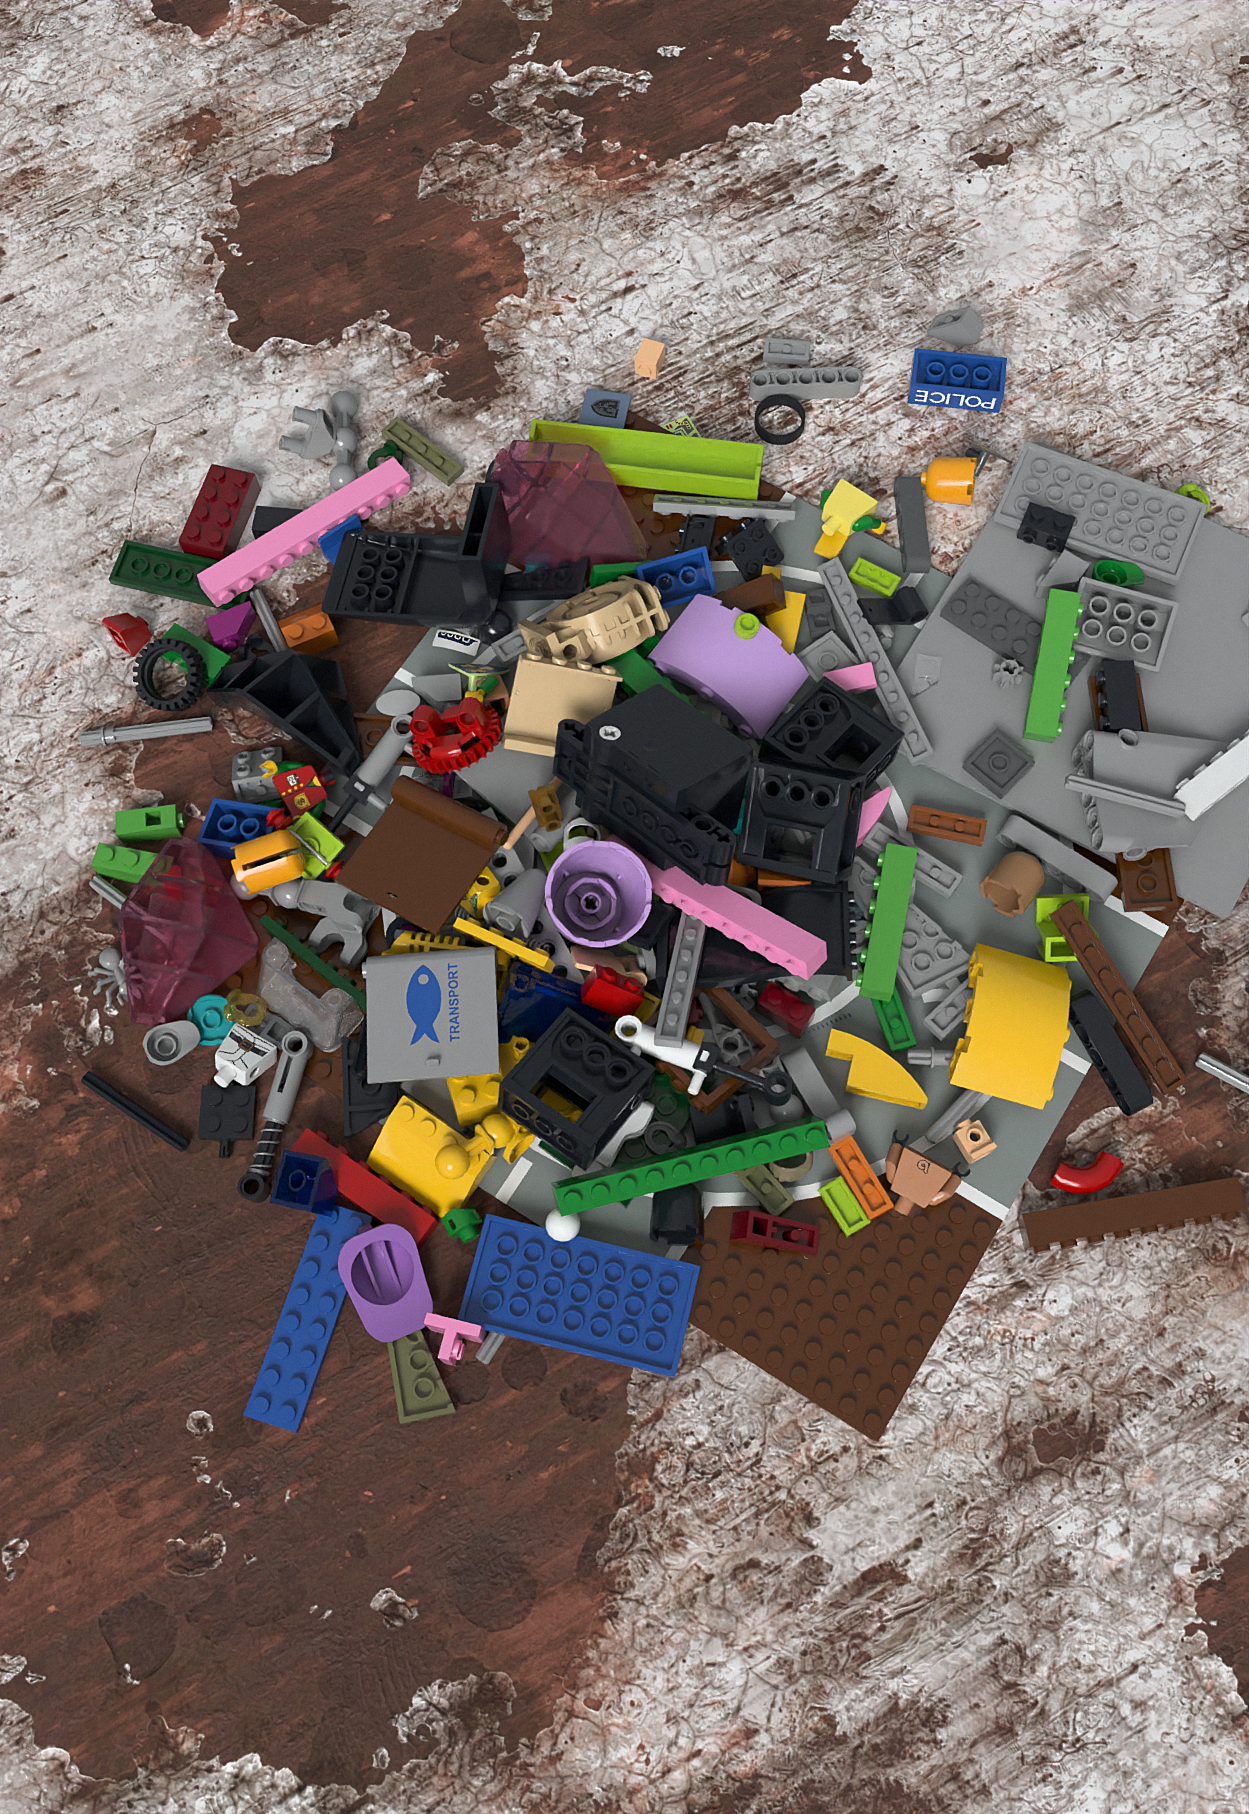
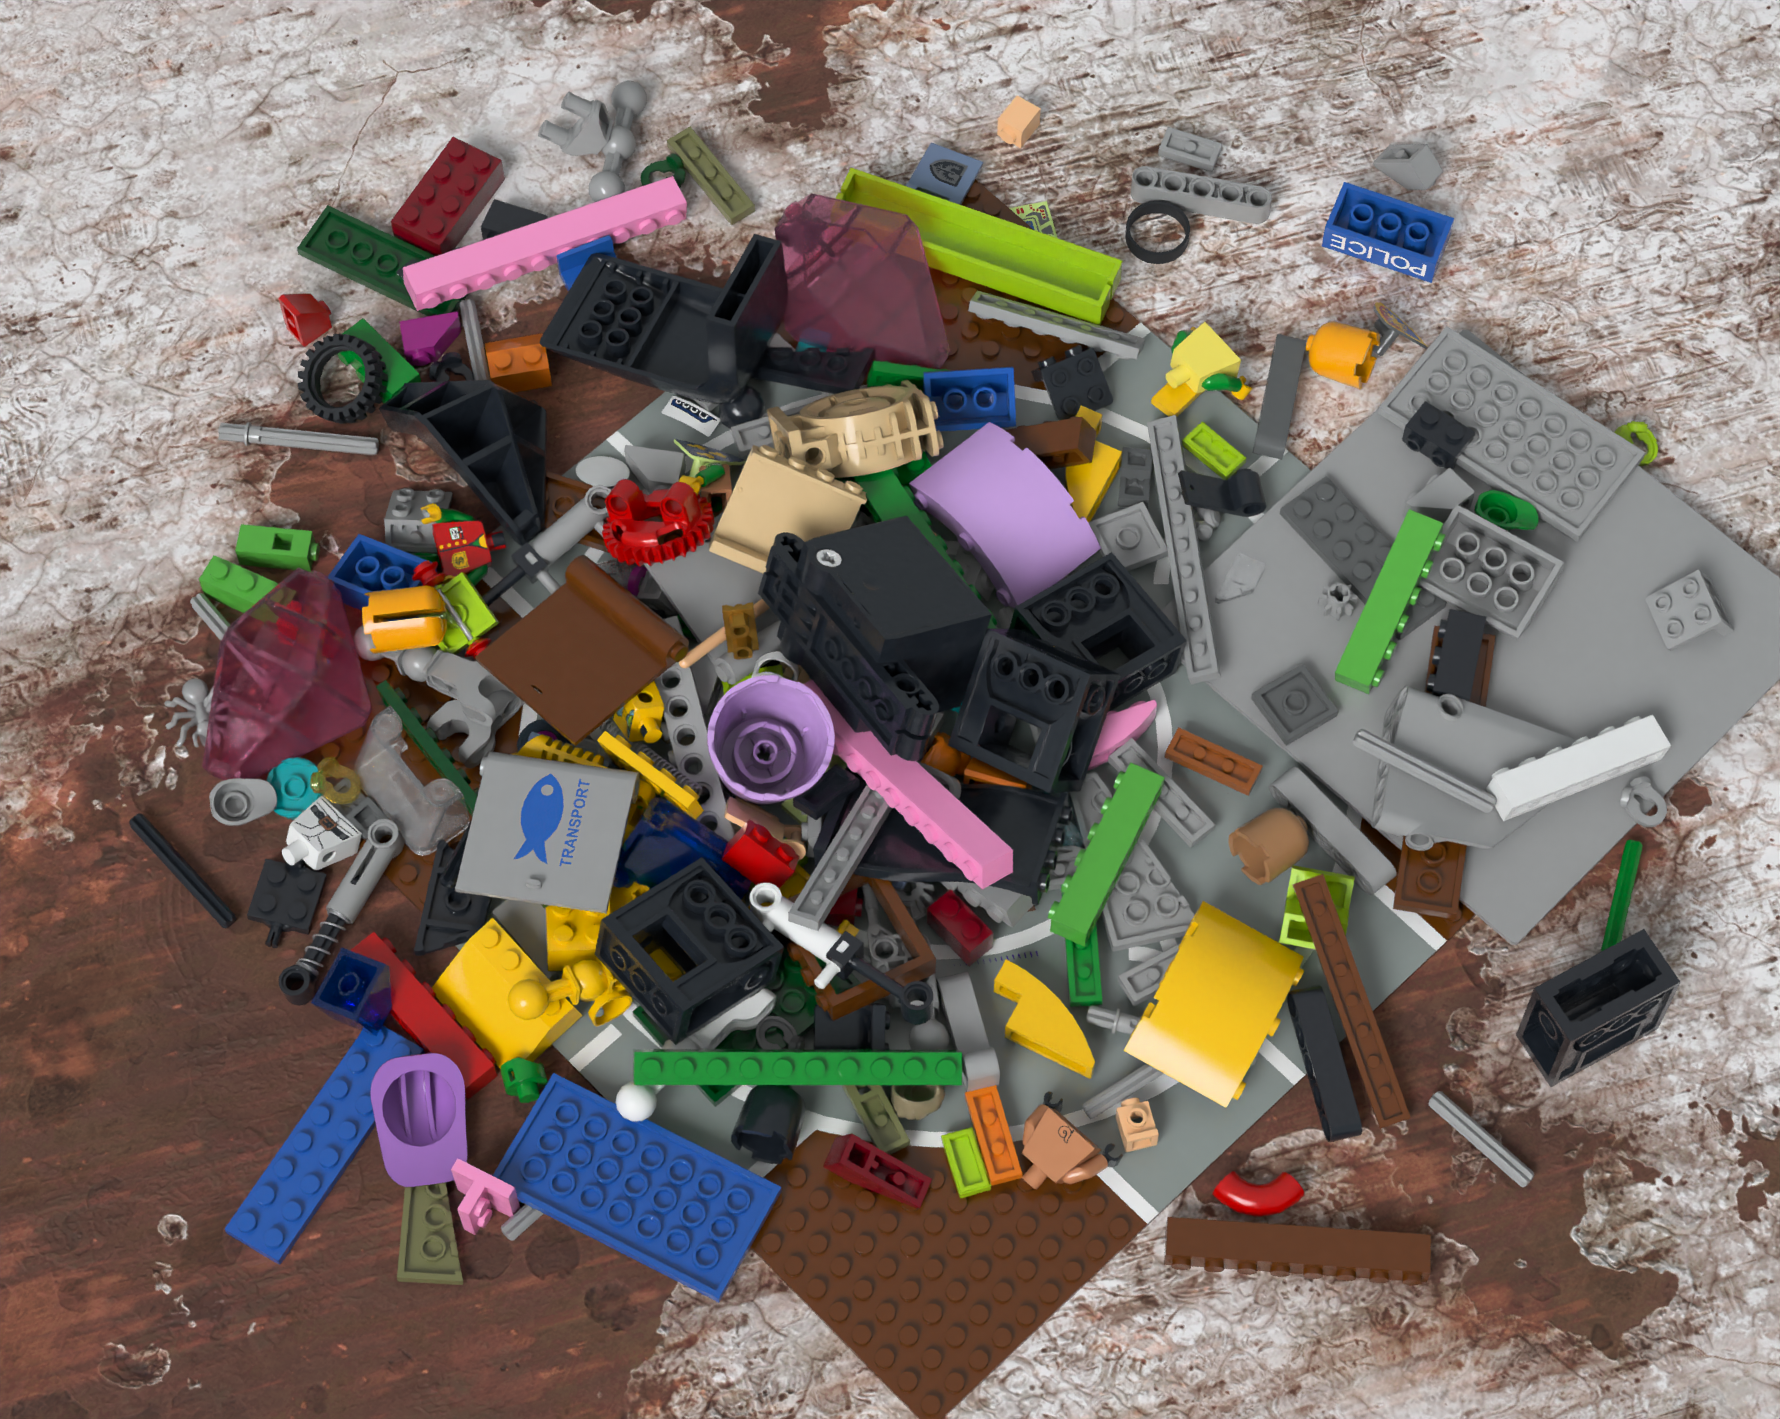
camera: 10 degrees right, 5 degrees down
(518, 905) = (676, 733): light grey cone -> none
(696, 534) = (1014, 350): black hinge -> none
(746, 626) = (1033, 473): lime tile -> none
(854, 678) = (1149, 563): bright pink tile -> none

